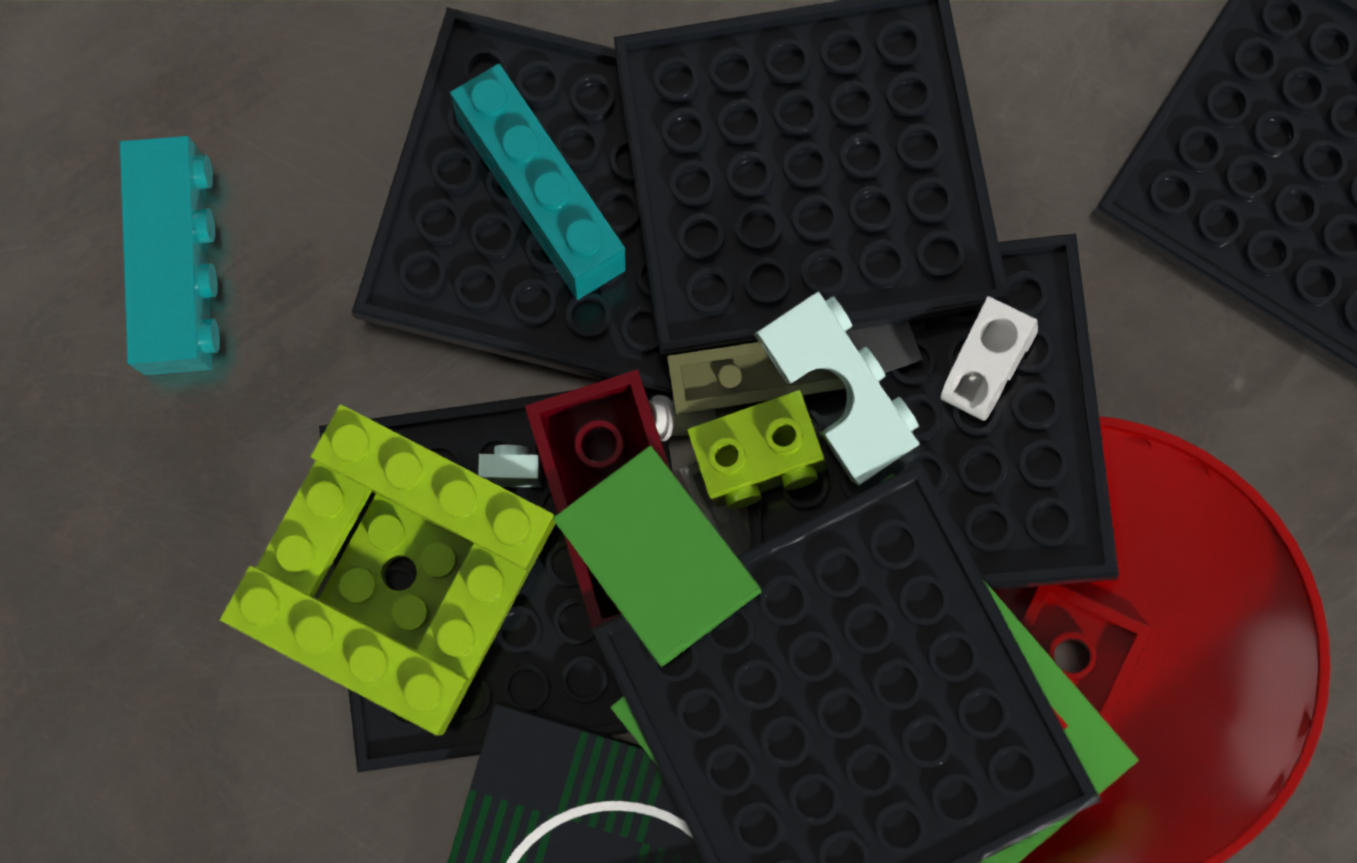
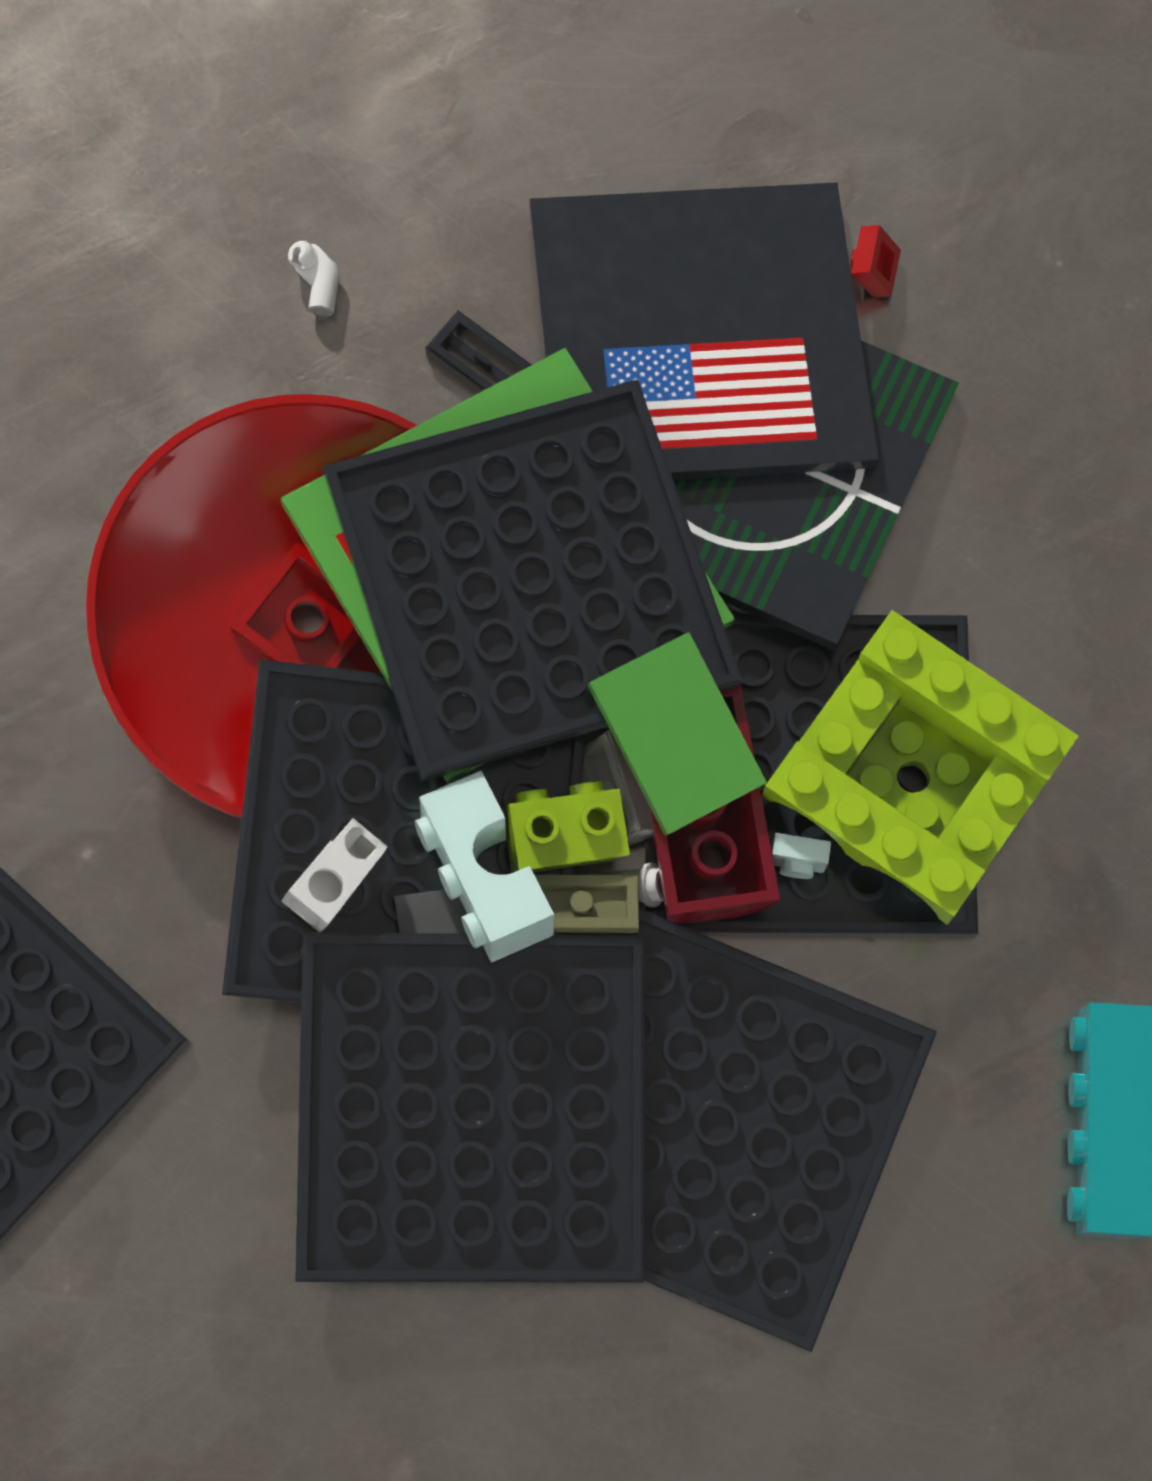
camera: 170 degrees left, 5 degrees down
(538, 181) = (741, 1126): teal brick -> none

